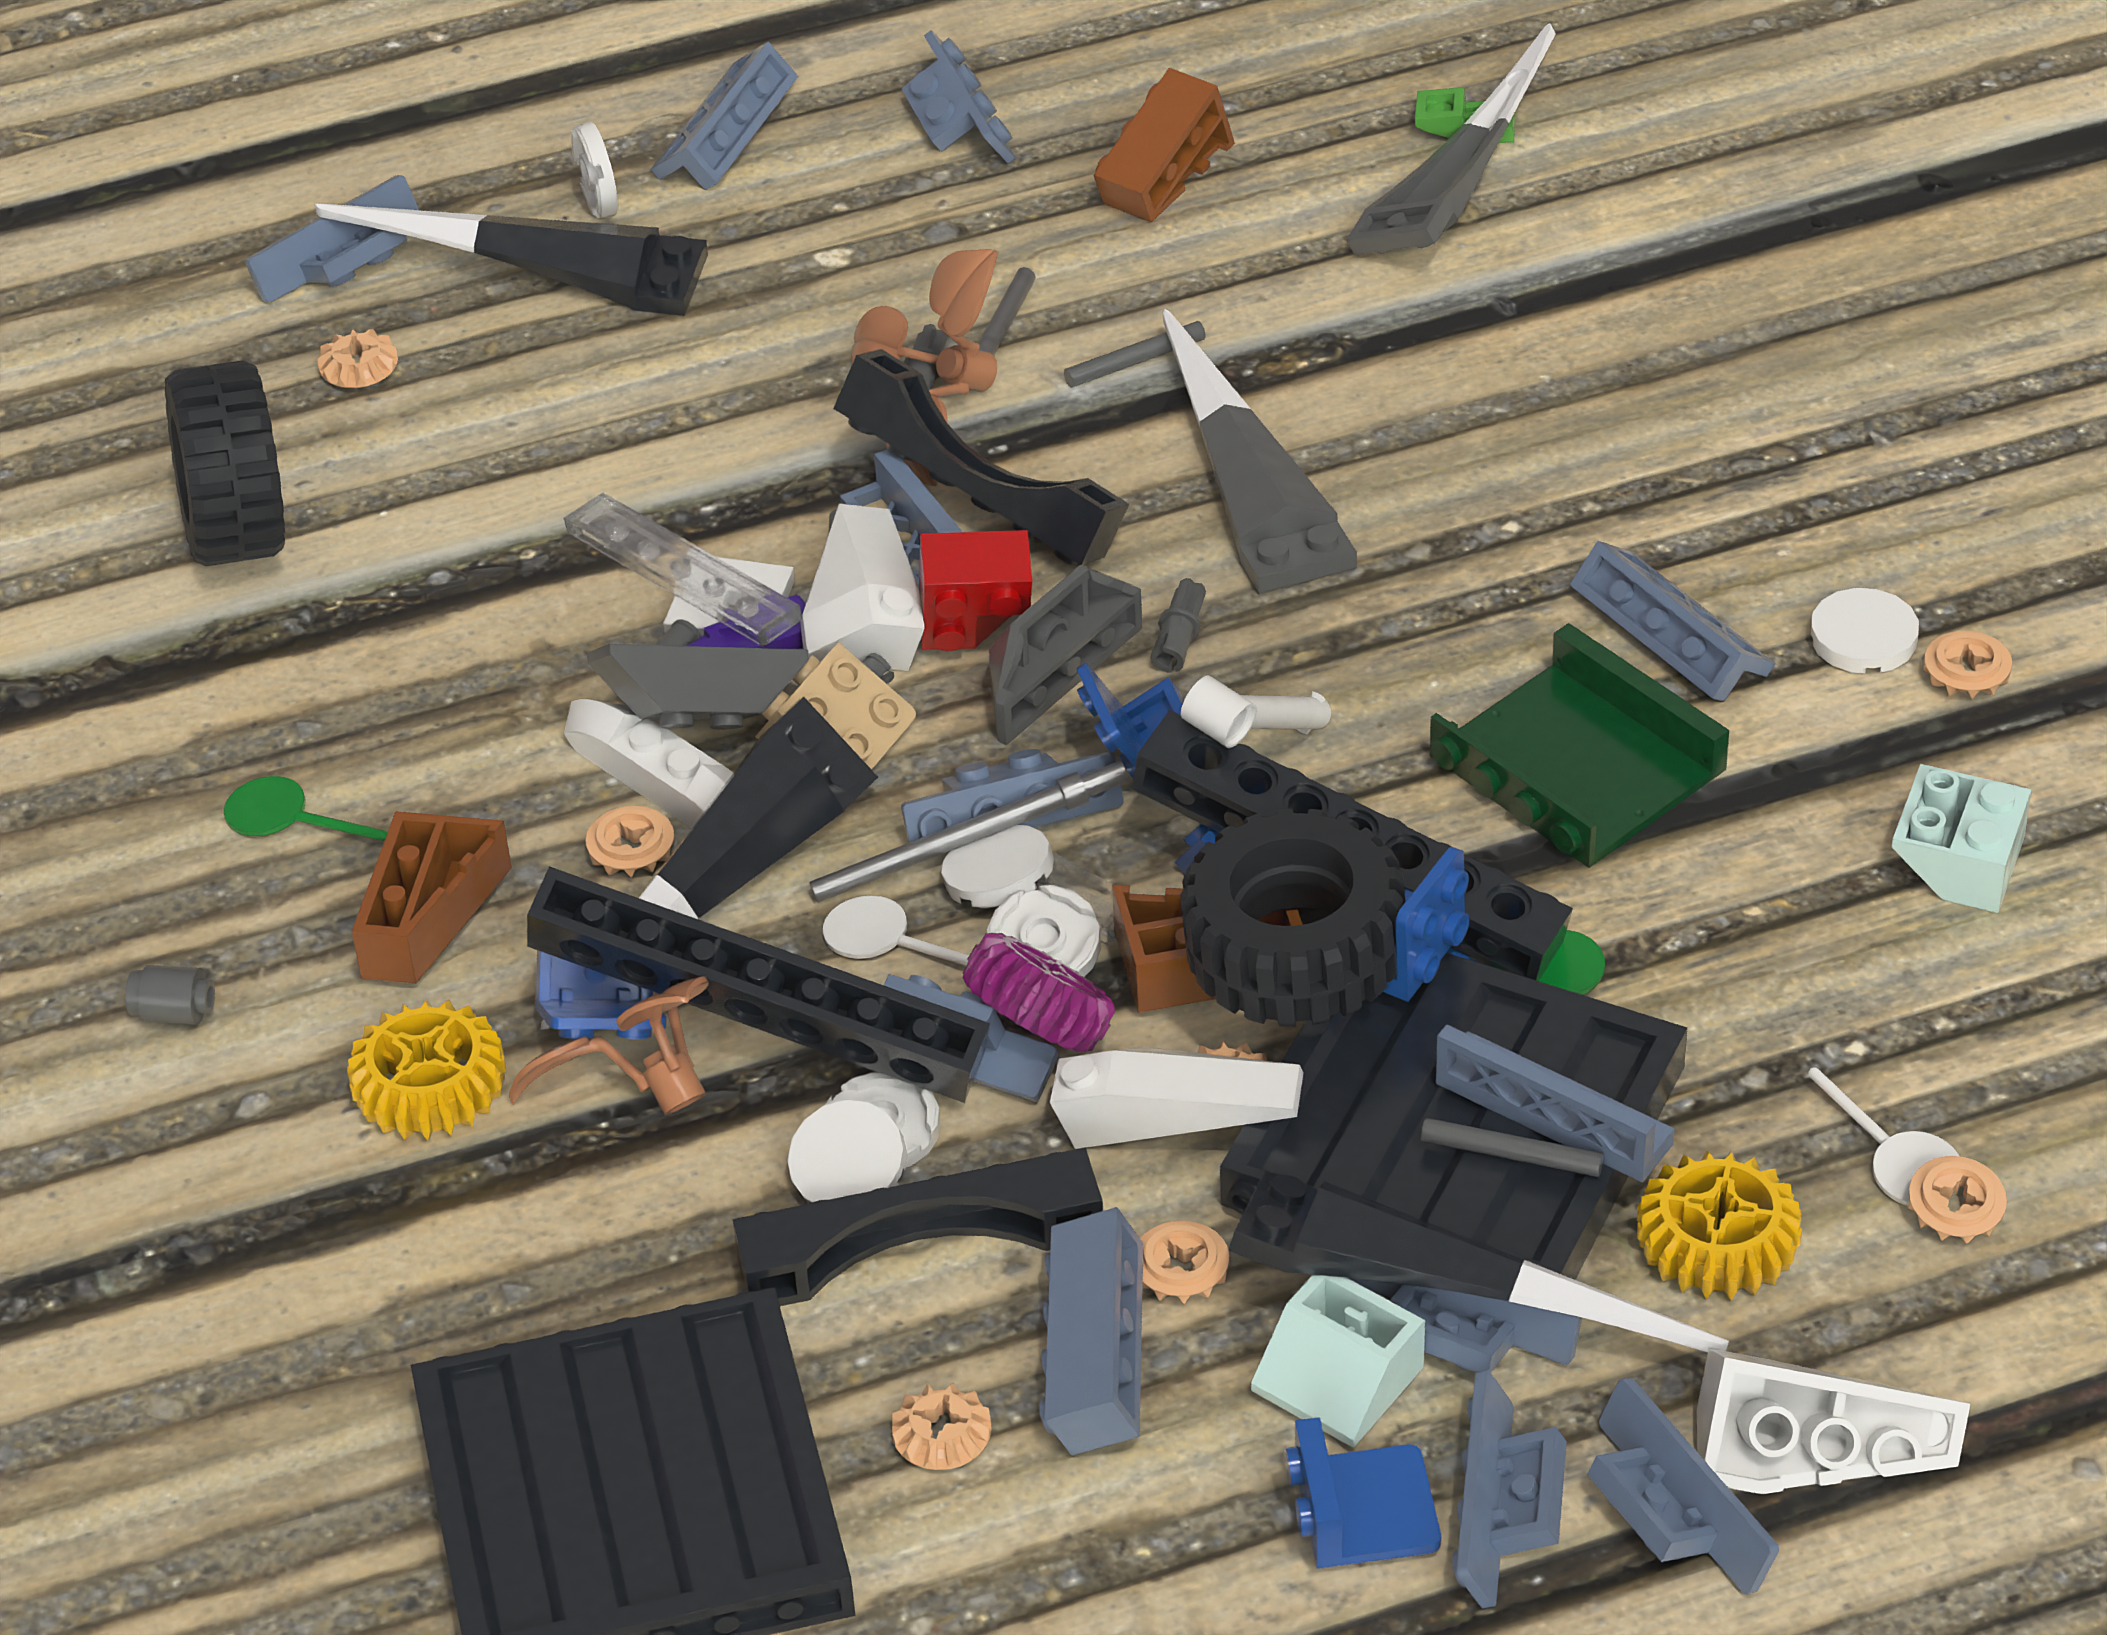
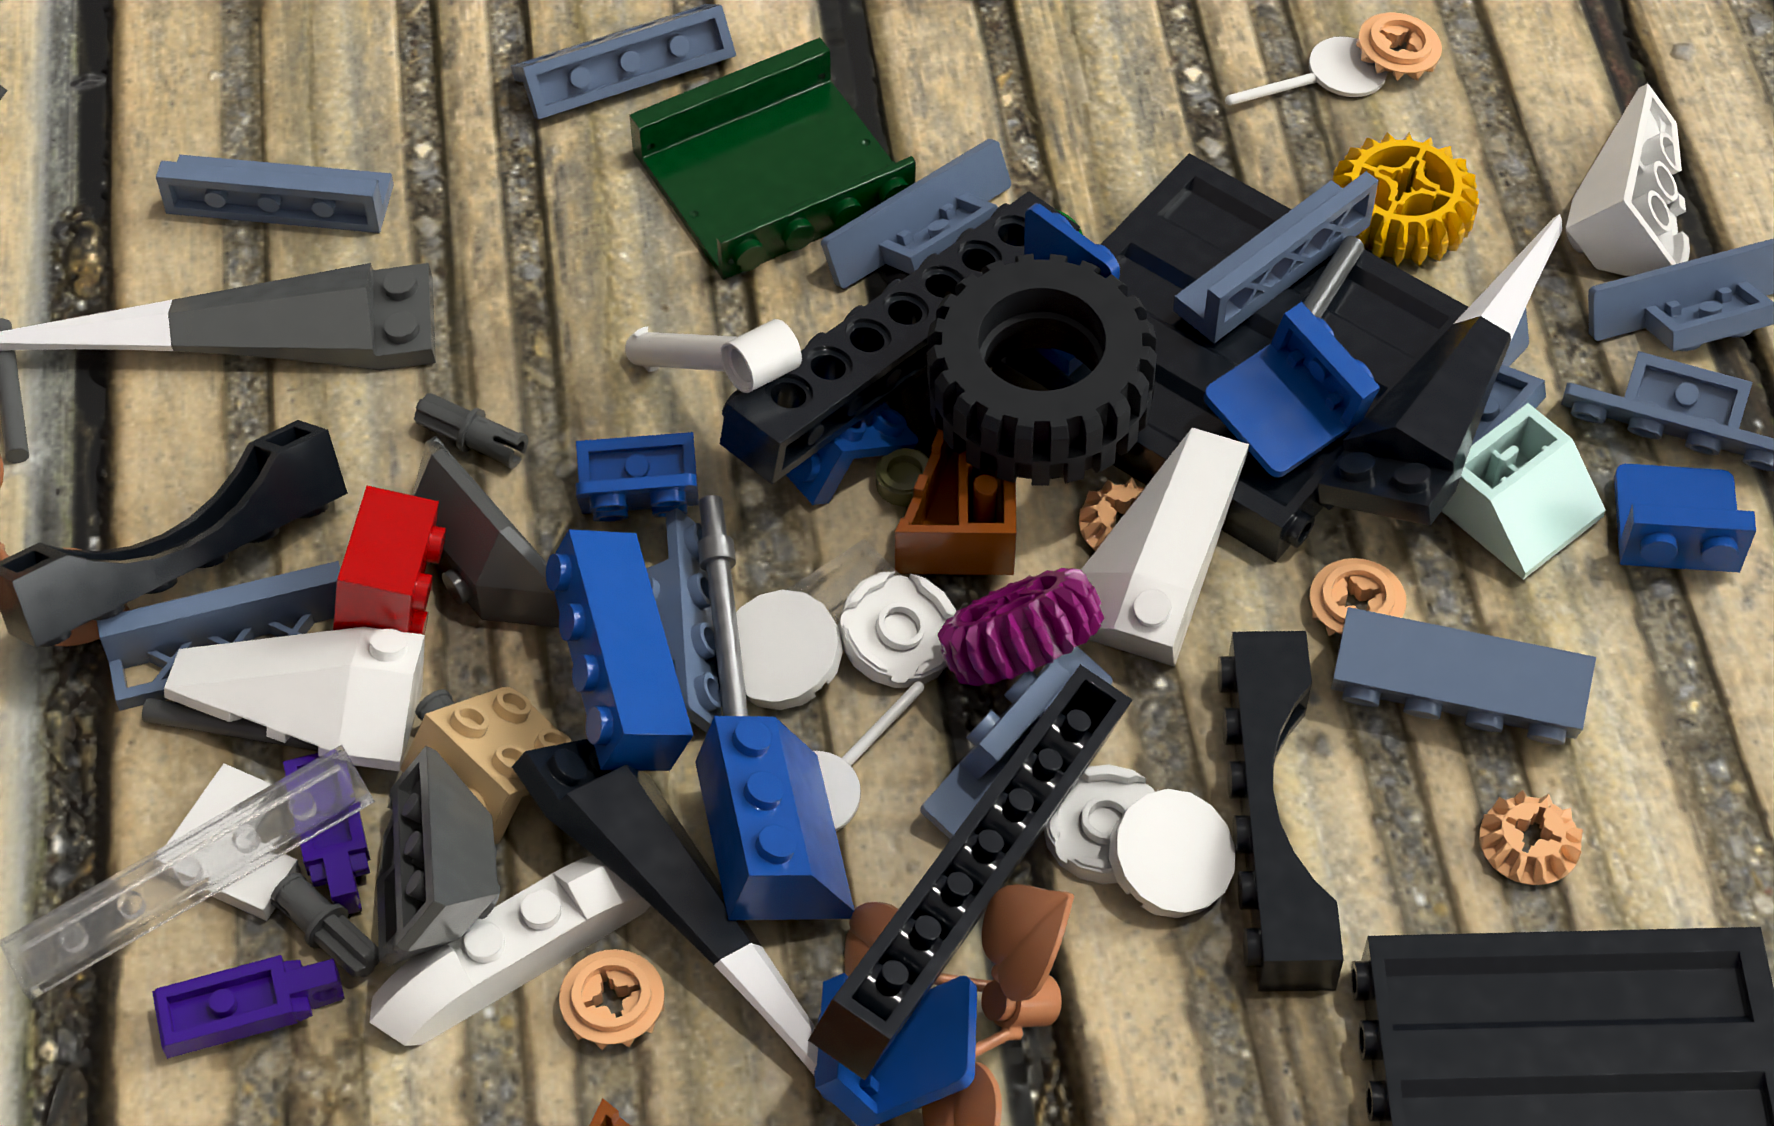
camera: 80 degrees left, 10 degrees up
(572, 627) = (242, 1002): none -> dark purple hinge
(798, 874) = (770, 823): none -> blue slope
(930, 734) = (618, 651): none -> blue brick
(1356, 1125) = (1293, 393): none -> blue bracket
(1402, 450) = (275, 193): none -> sand blue fence
(1547, 859) = (920, 218): none -> sand blue bracket

